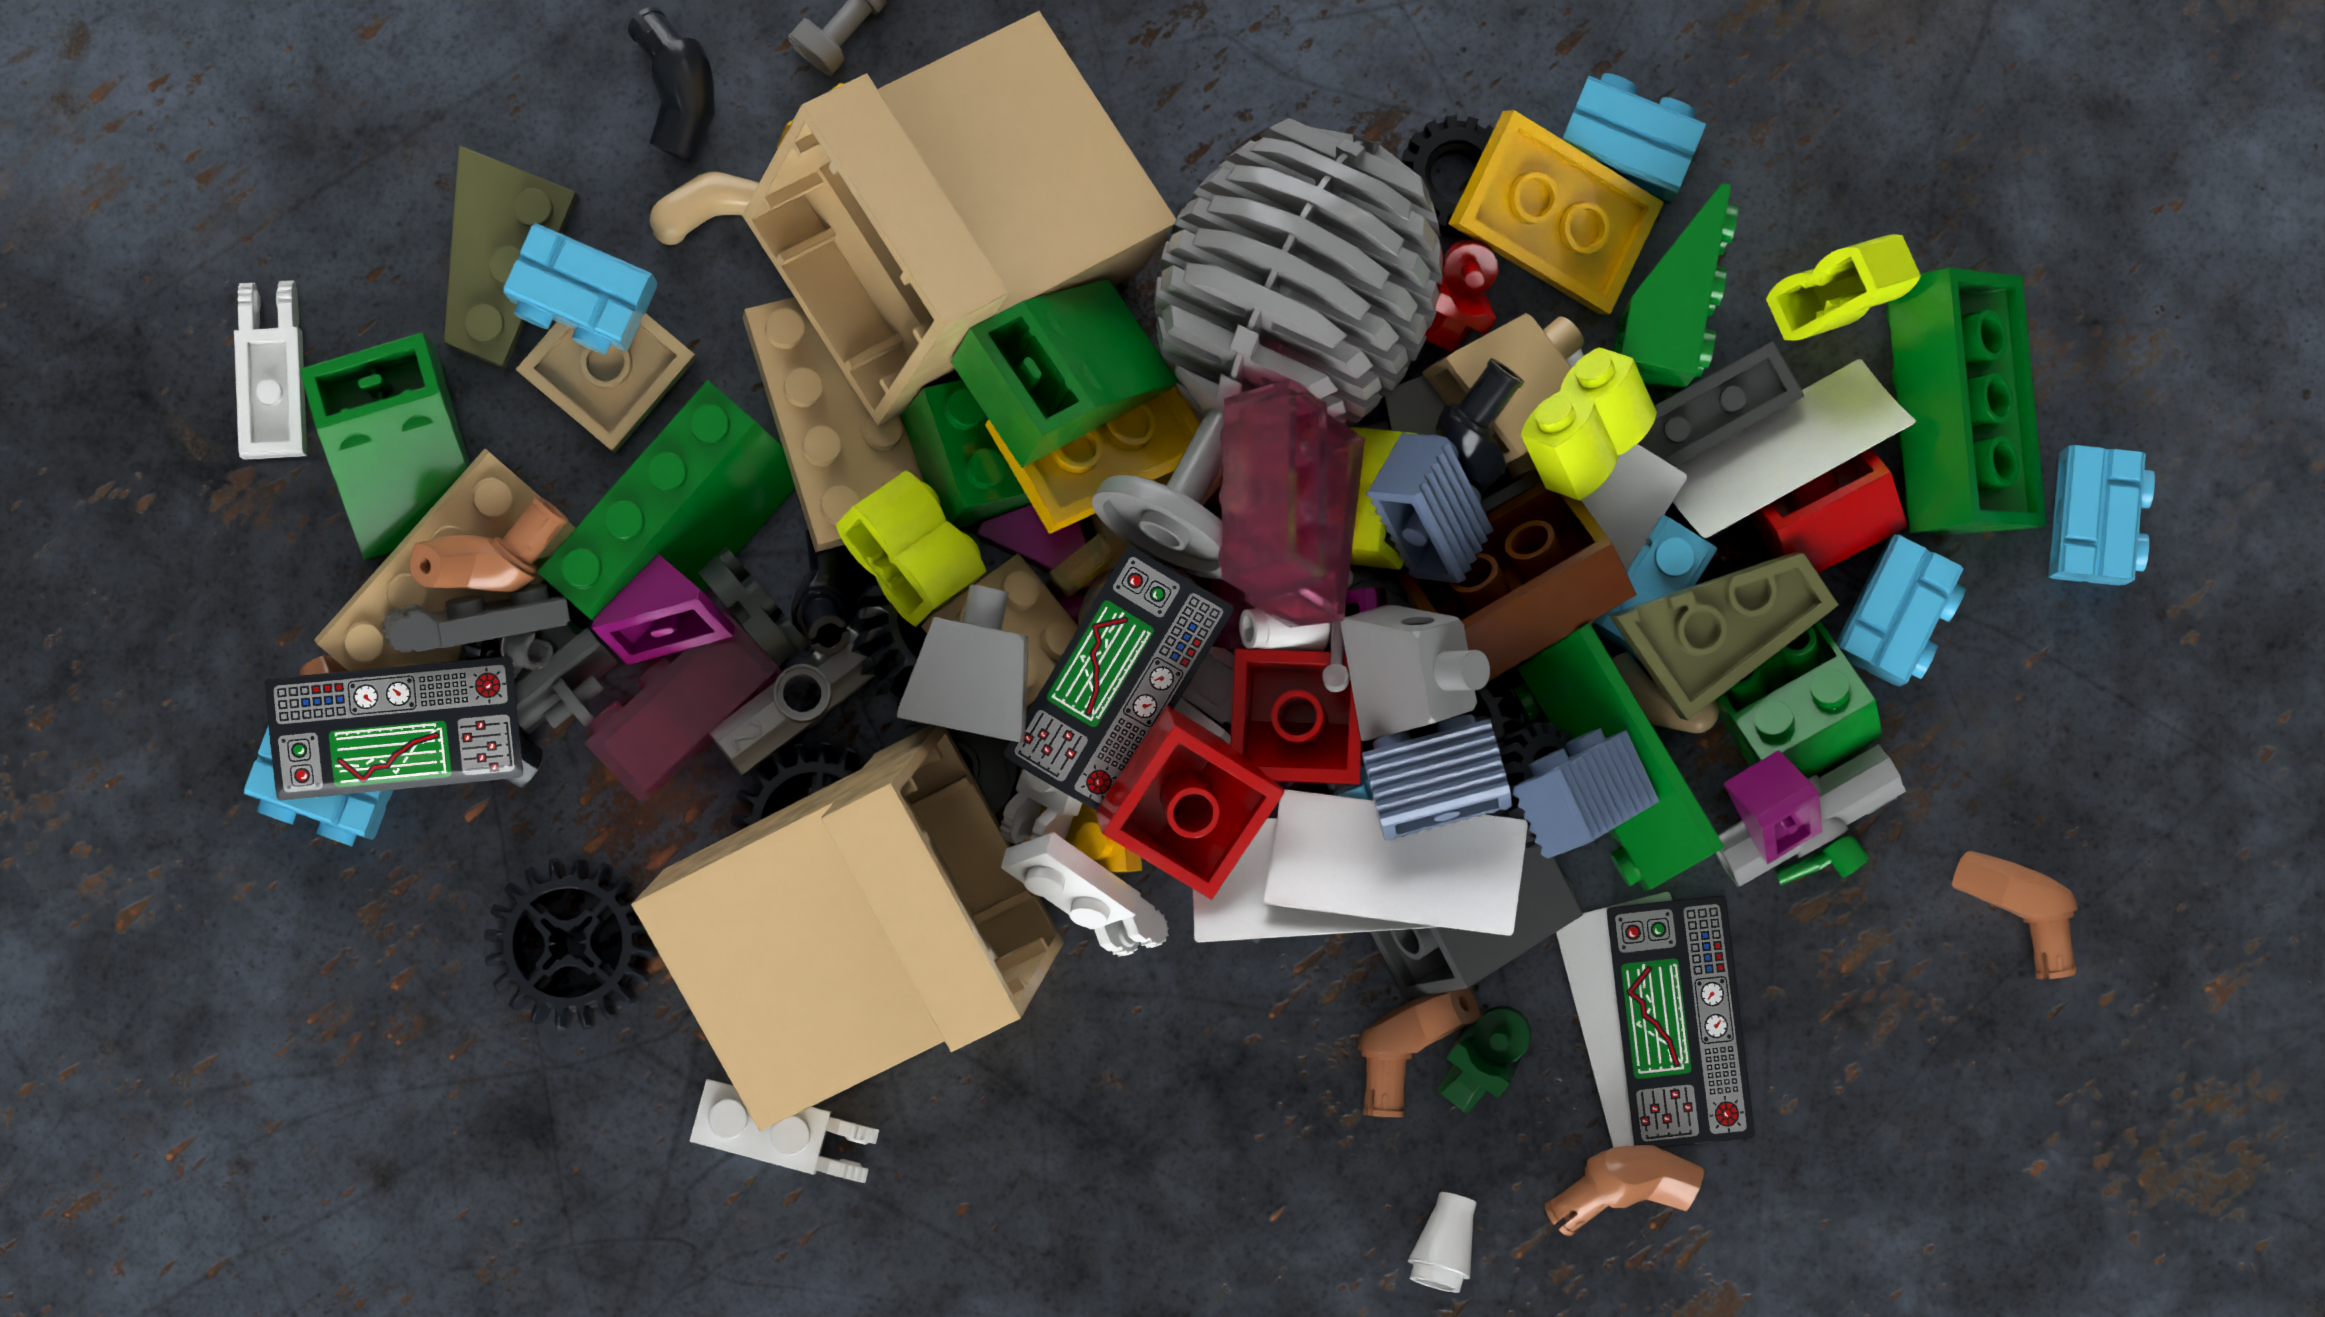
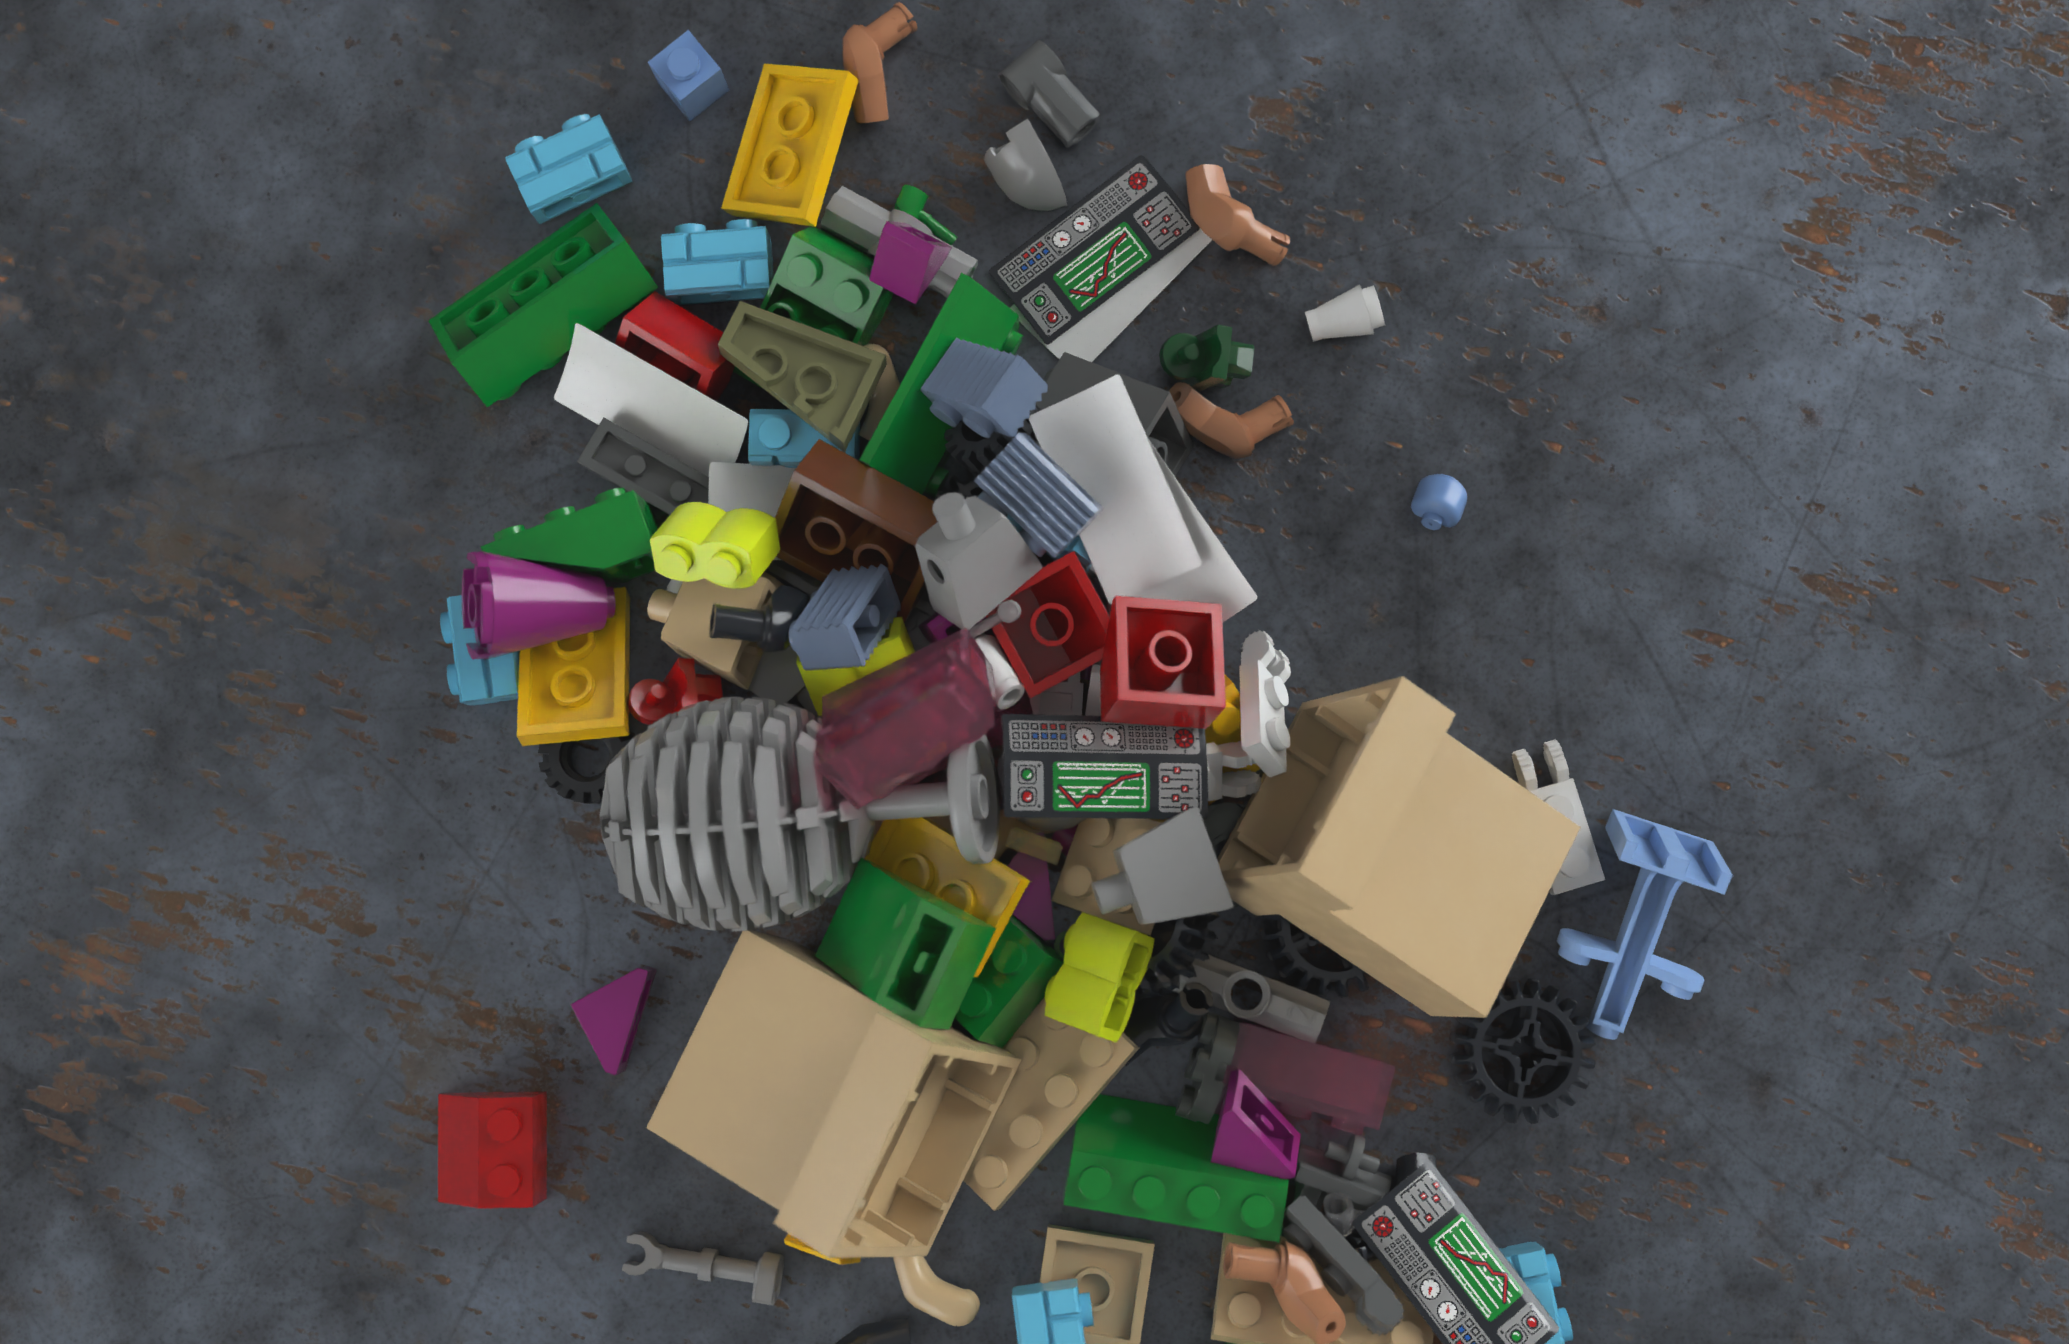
camera: 120 degrees left, 0 degrees up
(673, 1210) = (1666, 862): none -> light blue piece
(1172, 46) = (614, 1016): none -> magenta slope
(1188, 1222) = (1439, 501): none -> medium blue piece
(1643, 200) = (529, 604): none -> magenta cone
(1808, 997) = (1026, 170): none -> light grey brick
(1843, 287) = (509, 430): neon yellow brick -> none
(1893, 1073) = (1040, 83): none -> dark grey piece
(1984, 762) = (790, 144): none -> yellow plate
(2124, 700) = (688, 75): none -> medium blue brick

